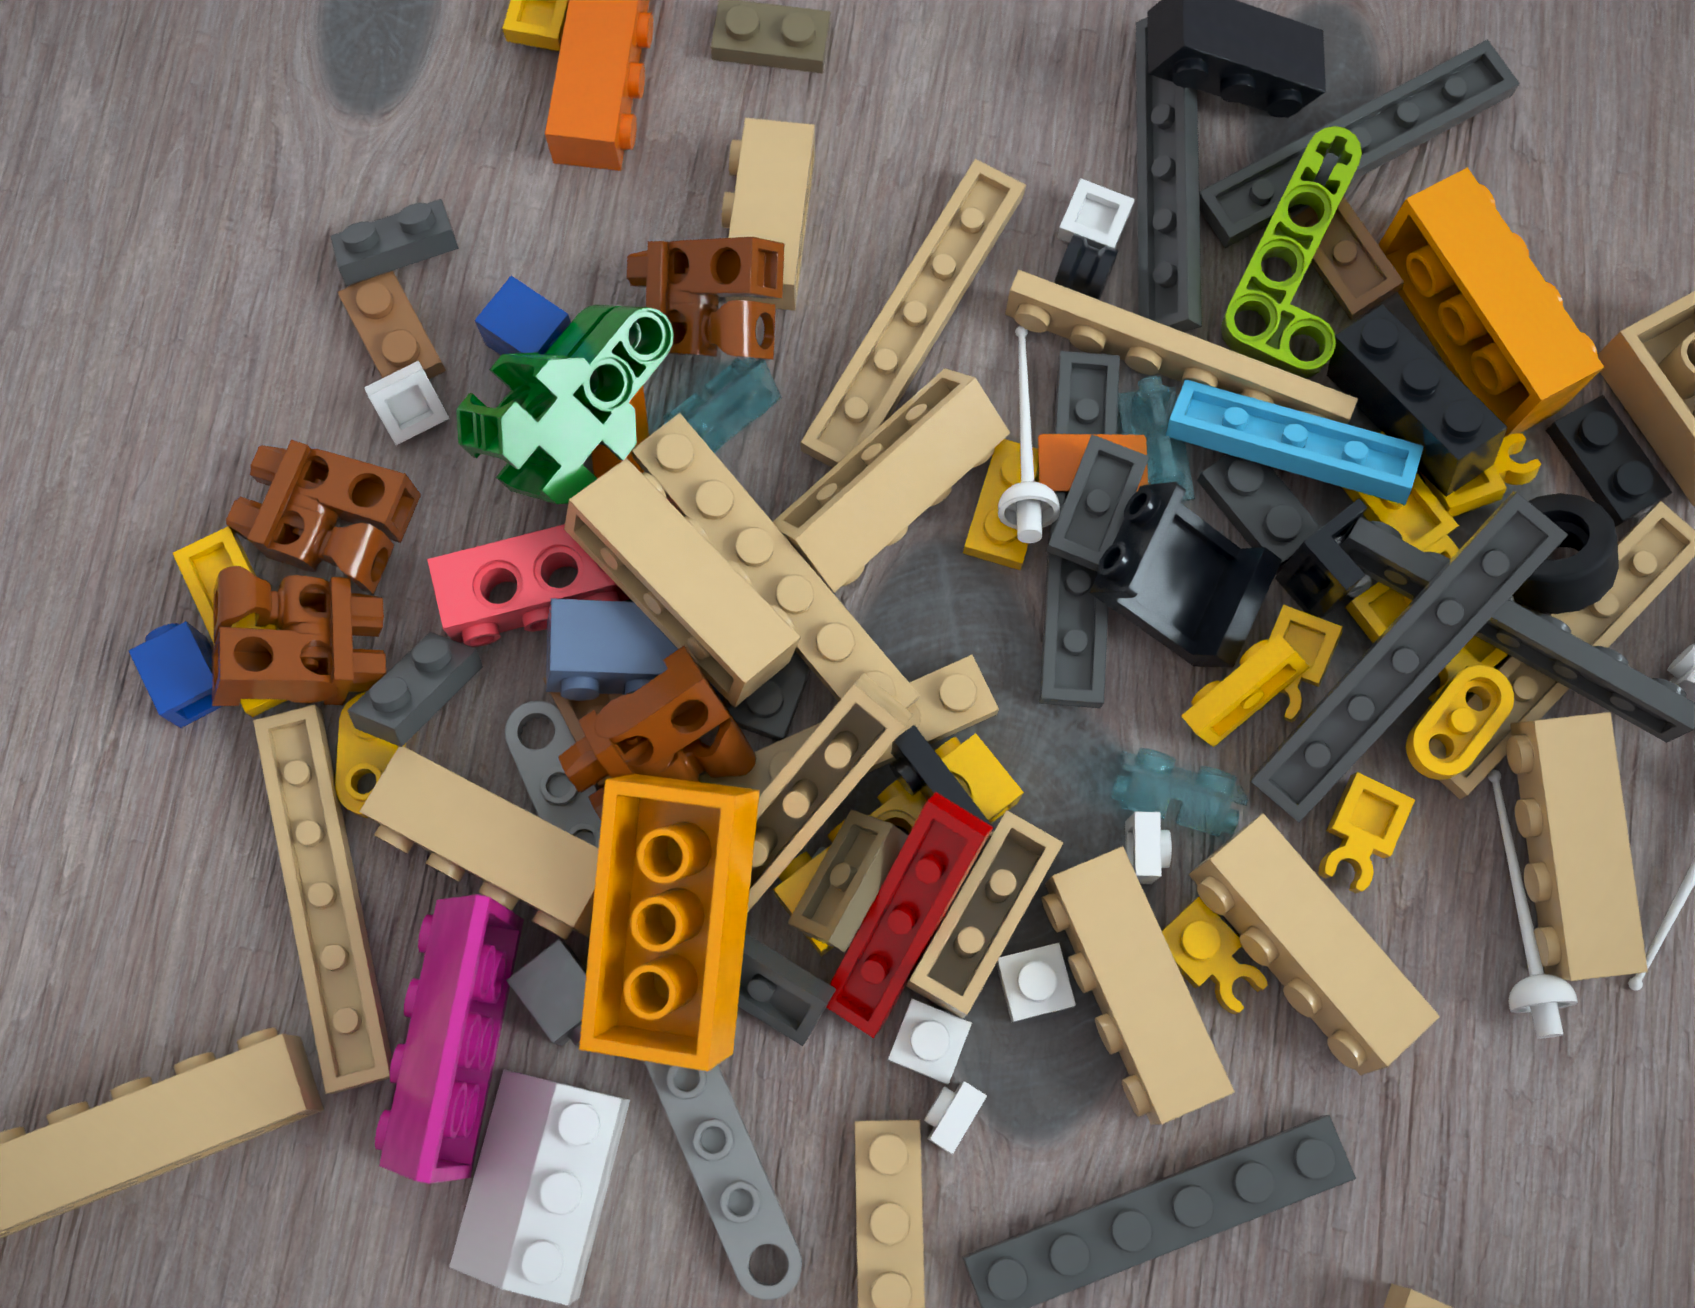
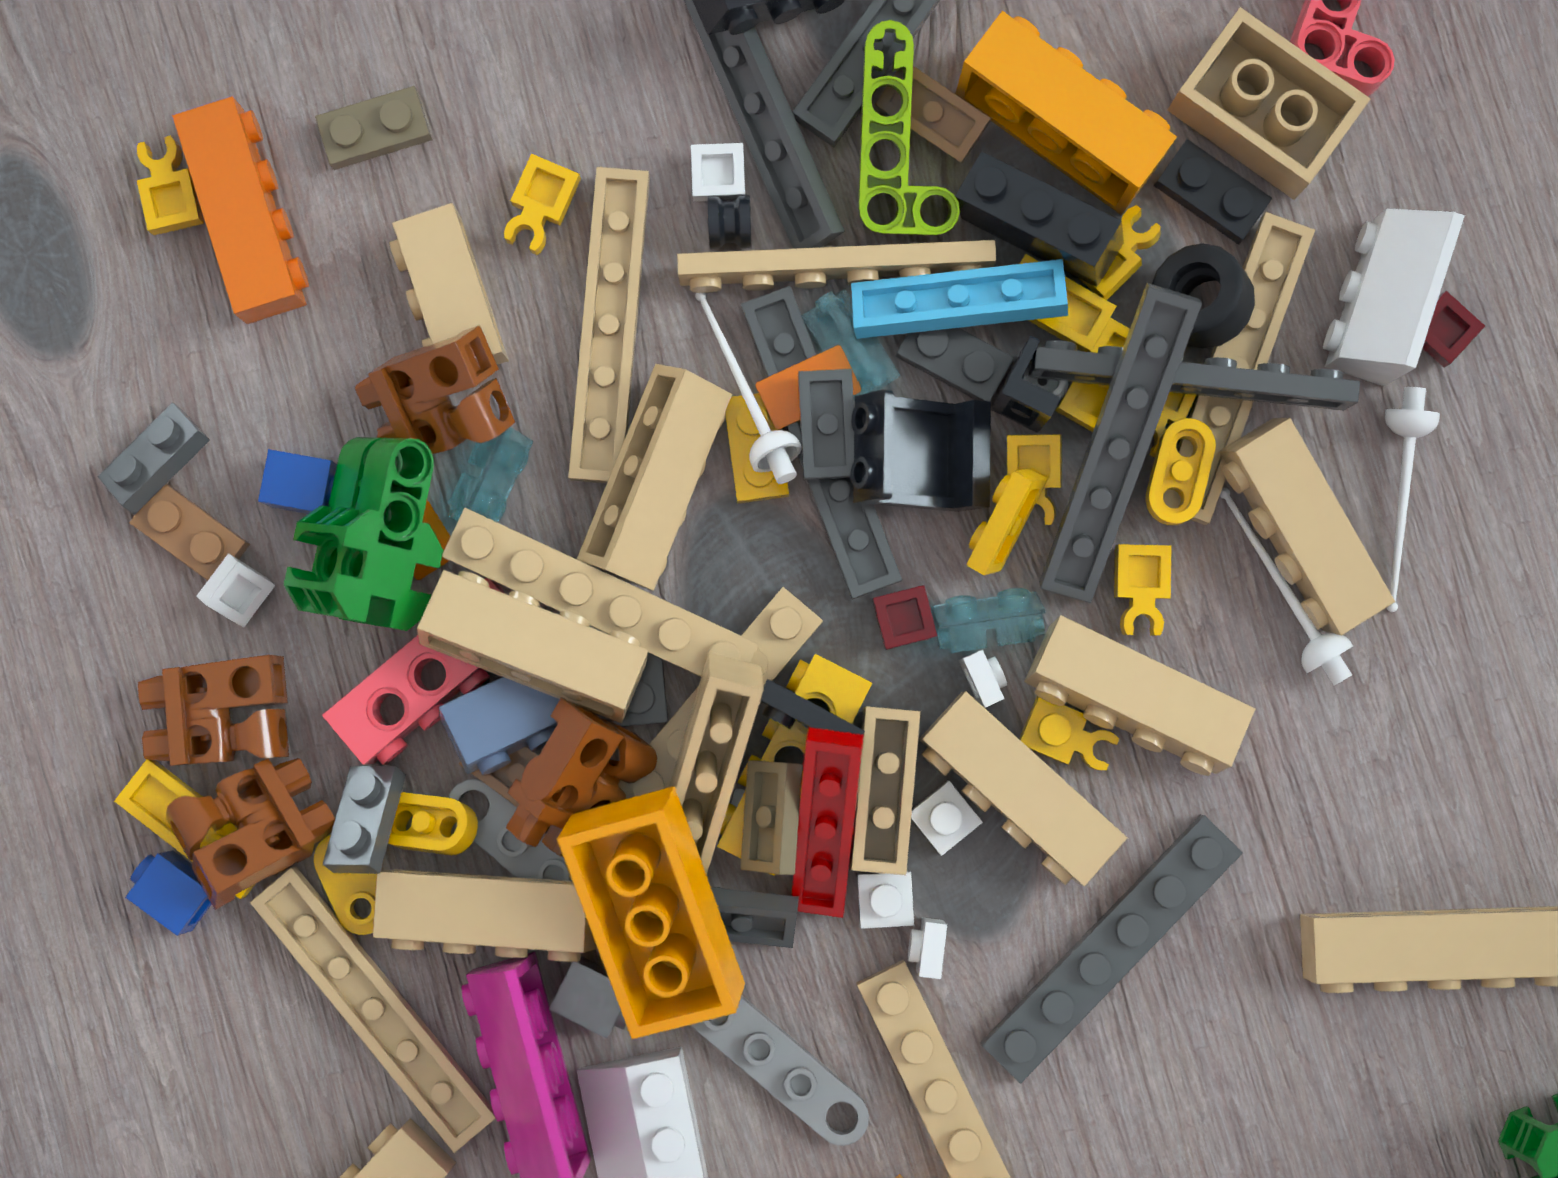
camera: 25 degrees left, 10 degrees up
(489, 727) = (433, 824): none -> yellow plate
(904, 164) = (542, 195): none -> yellow plate
(1088, 745) = (904, 617): none -> dark red plate

